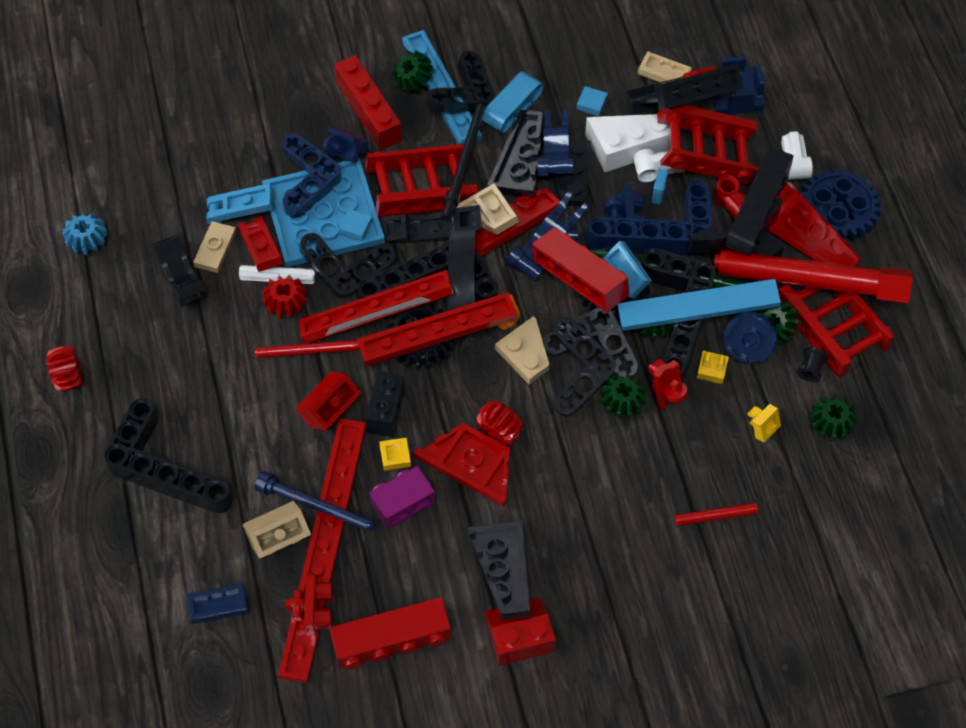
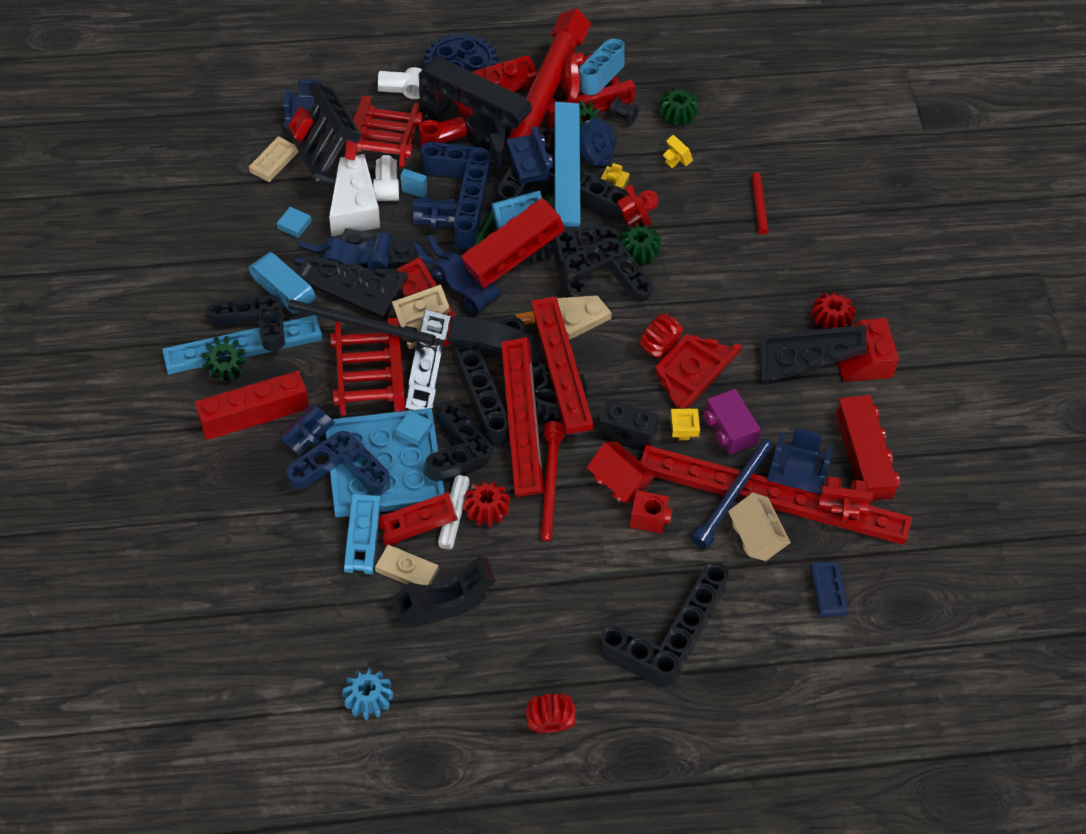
camera: 85 degrees left, 5 degrees down
(289, 423) = (648, 502): none -> red brick
(359, 565) = (800, 462): none -> dark blue panel
(569, 584) = (832, 311): none -> red gear
(694, 267) = (530, 157): none -> dark blue bracket
(822, 295) = (572, 76): none -> red arm
(855, 326) = (602, 66): none -> dark azure beam

